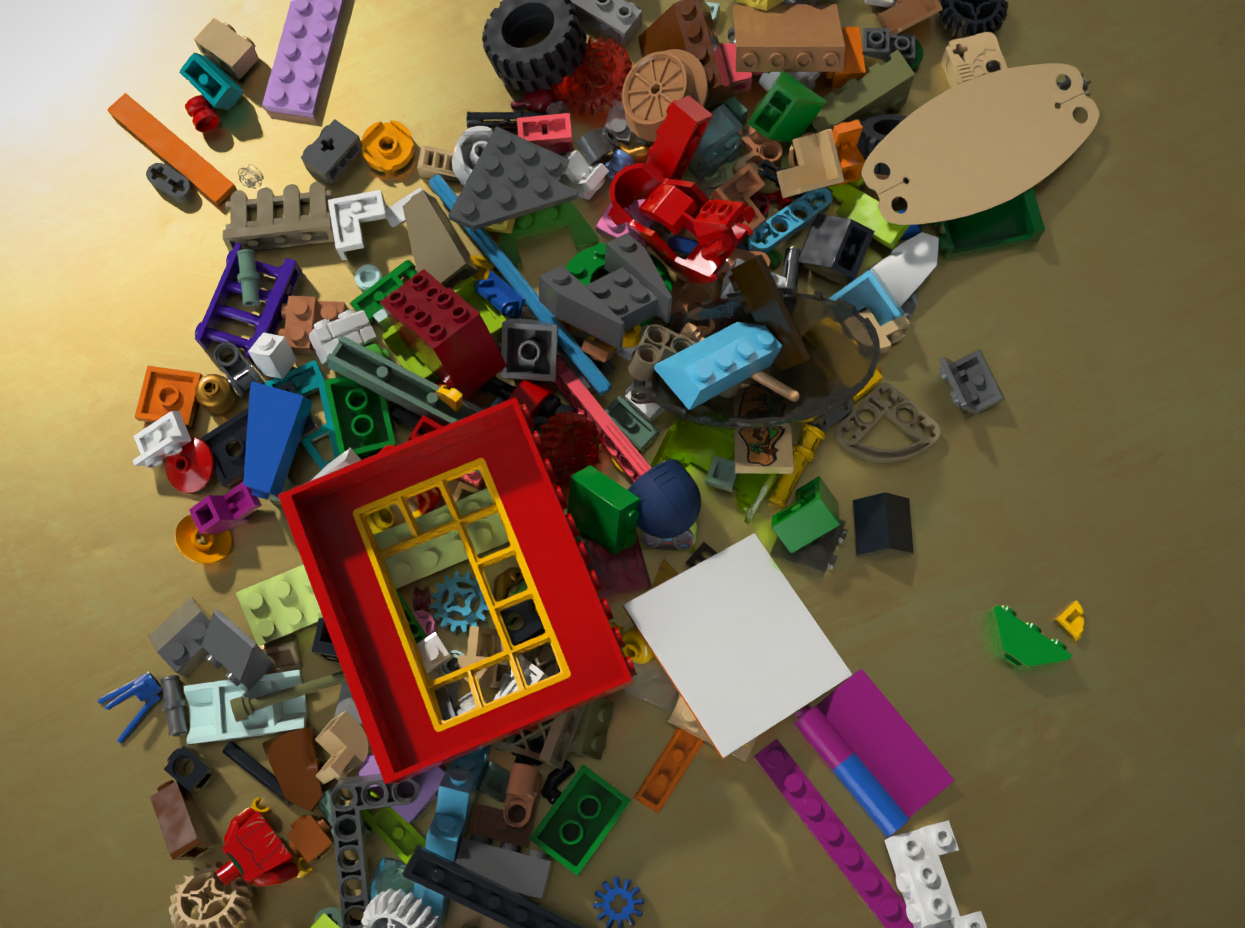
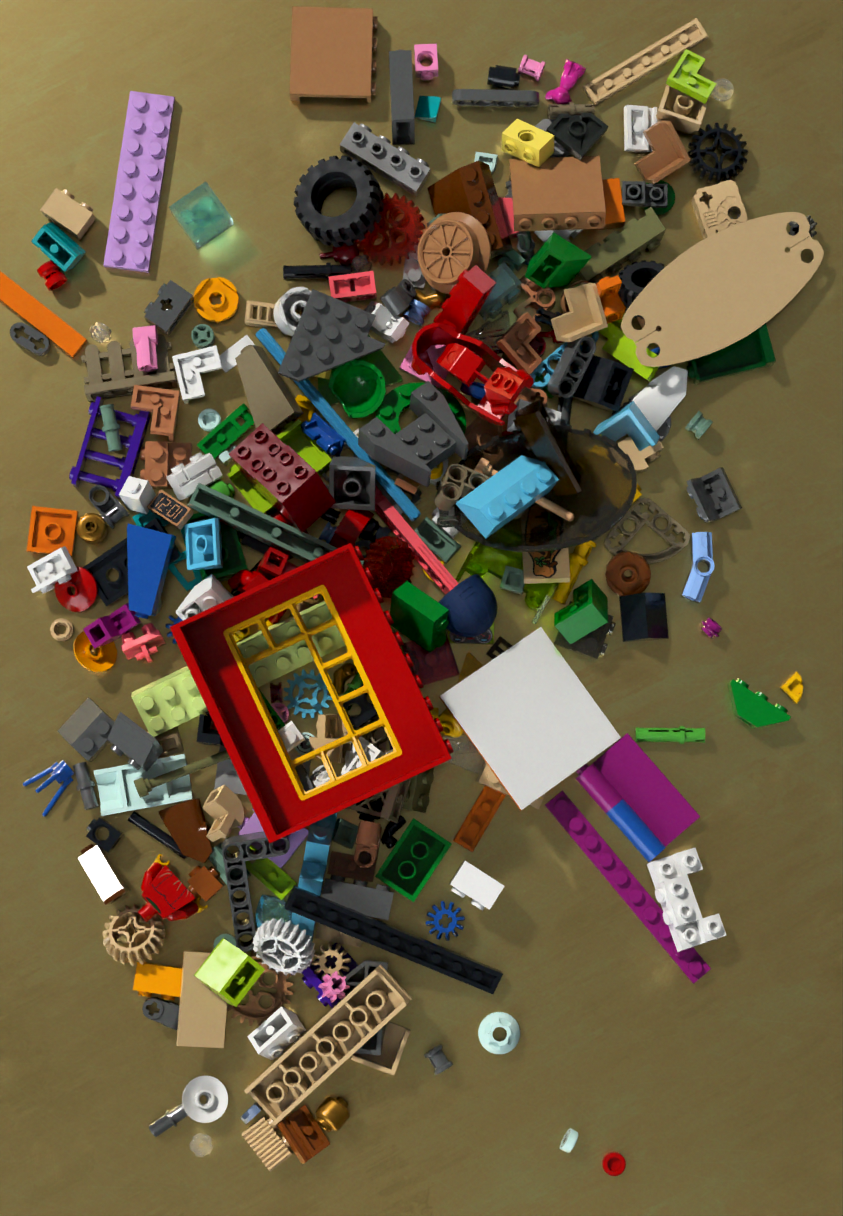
camera: 10 degrees left, 10 degrees up
(160, 509) = (54, 629): none -> tan plate
(263, 534) = (143, 646): none -> coral hips
(300, 185) = (145, 342): none -> bright pink piece
(309, 372) = (170, 509): none -> tile
(314, 256) = (163, 404): none -> nougat panel
(345, 411) = (204, 545): none -> medium azure slope
(367, 178) = (200, 333): none -> sand green wheel
(377, 53) = (201, 215): none -> clear light blue brick
(451, 397) = (293, 532): yellow tile -> none
(545, 241) = (358, 388): none -> green cylinder
(661, 857) = (476, 885): none -> white brick
(749, 93) = (525, 245): none -> dark grey axle
(810, 219) = (562, 372): none -> dark grey beam
(864, 456) = (629, 585): none -> dark orange plate
(923, 673) = (670, 734): none -> bright green pin
(951, 301) = (698, 425): none -> sand green wheel
(952, 482) = (697, 580): none -> light blue piece
(968, 542) = (711, 627): none -> magenta plate

